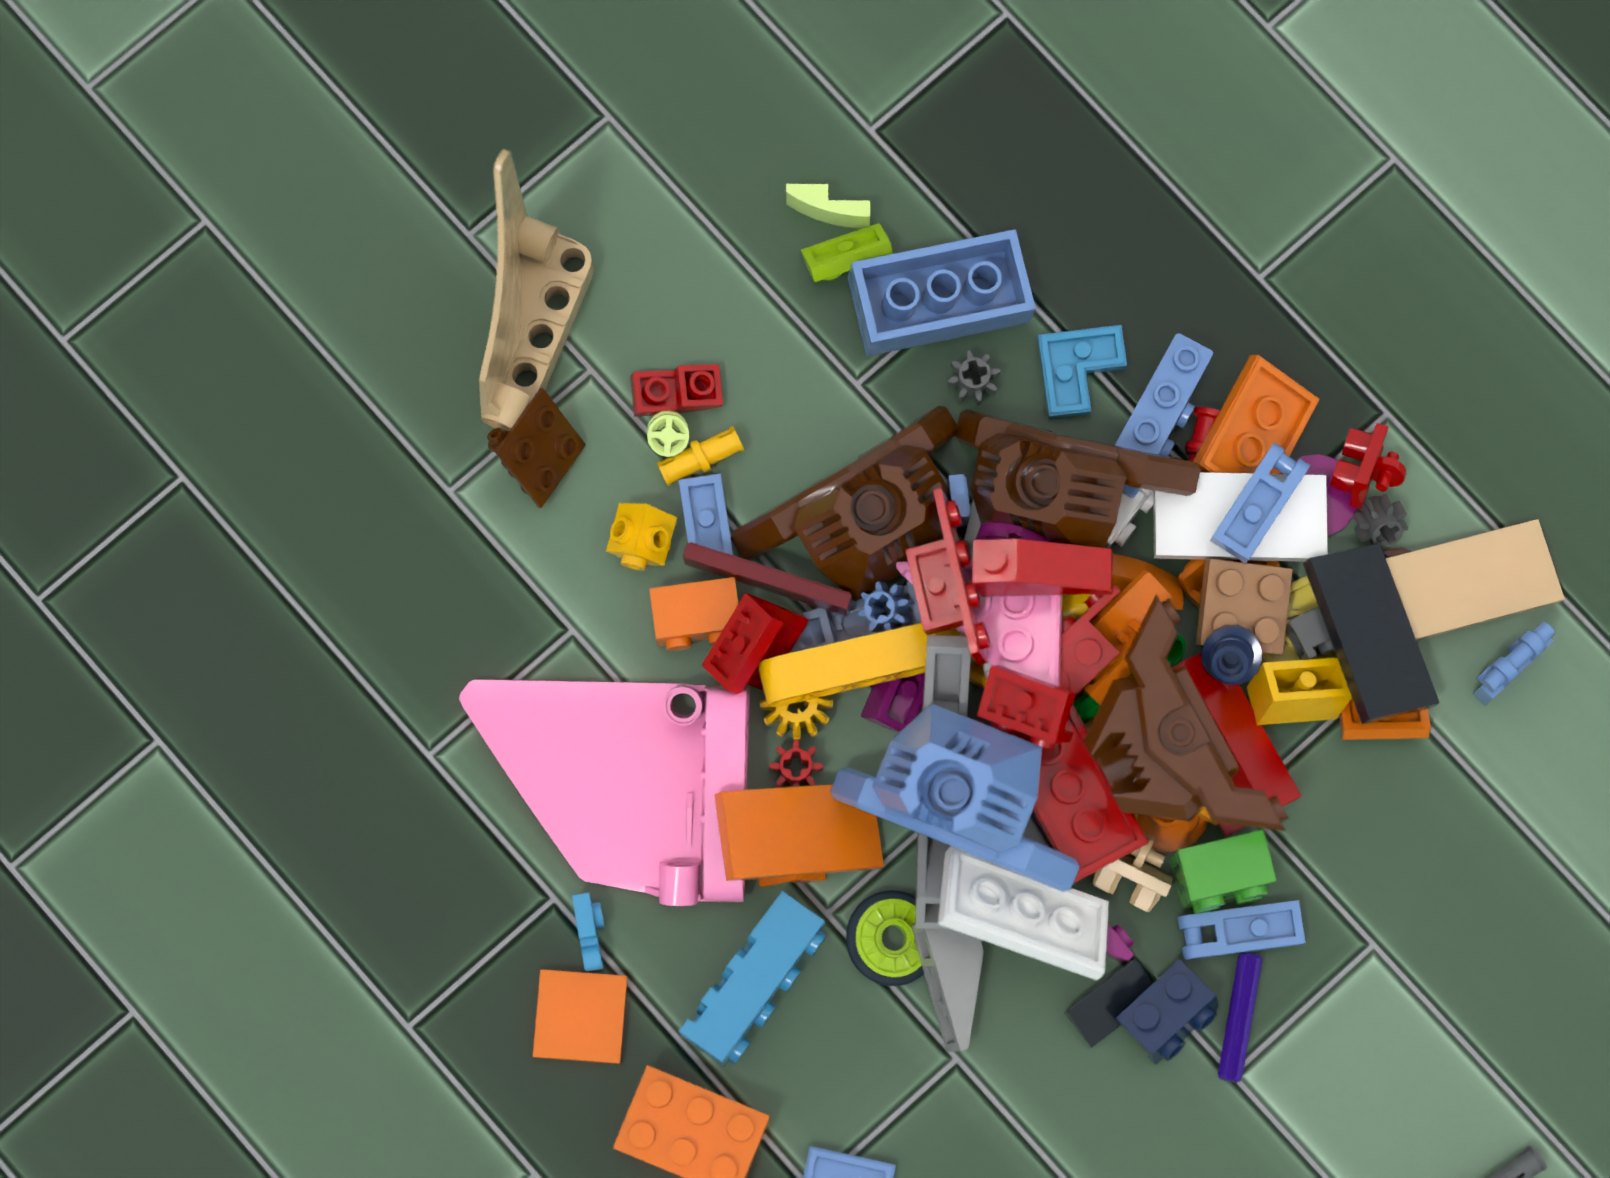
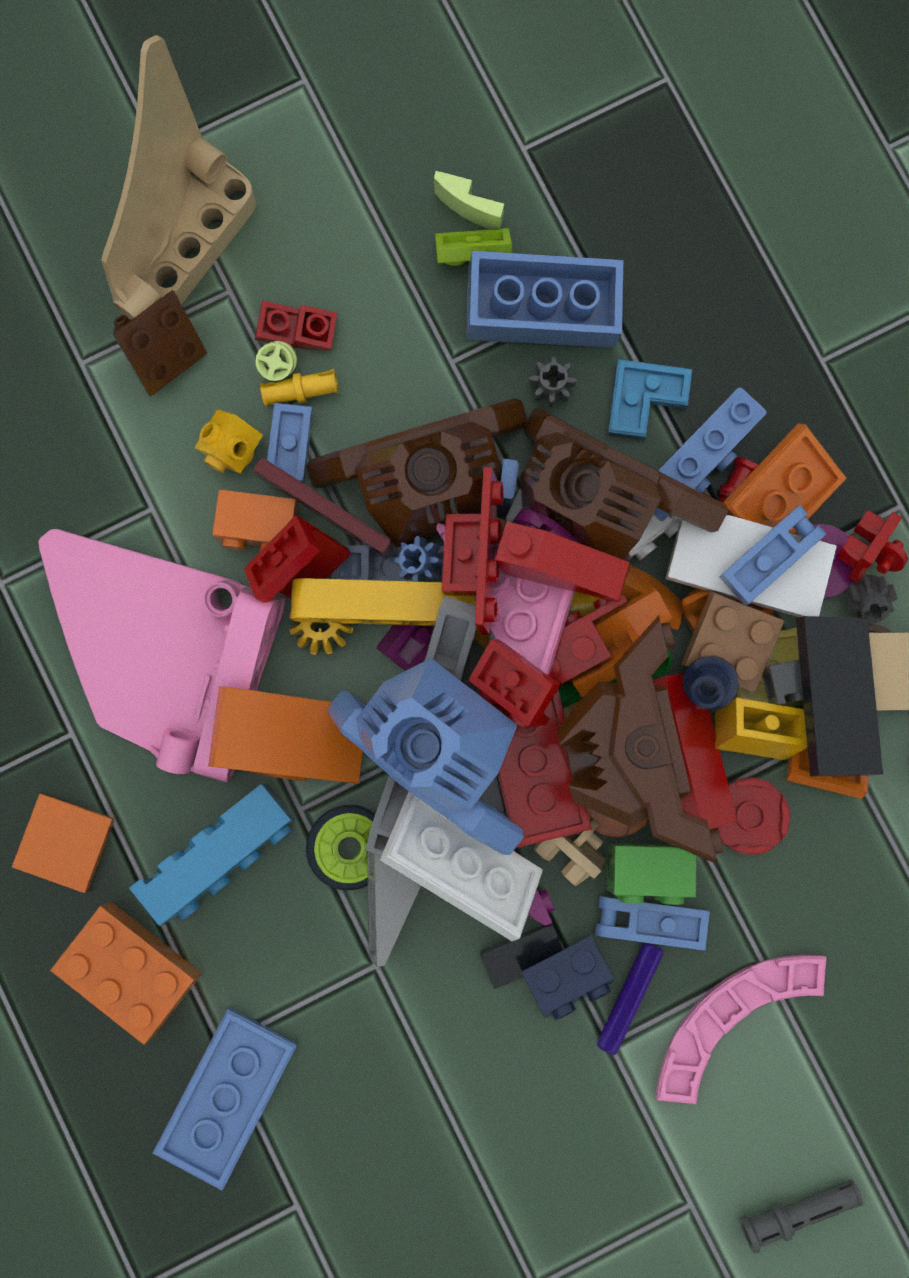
camera: 15 degrees right, 5 degrees up
(589, 919) = (89, 764): dark azure plate -> none
(786, 760) = (301, 667): red gear -> none
(1326, 786) = (760, 815): none -> red tile
(1343, 1001) = (726, 1006): none -> bright pink tile

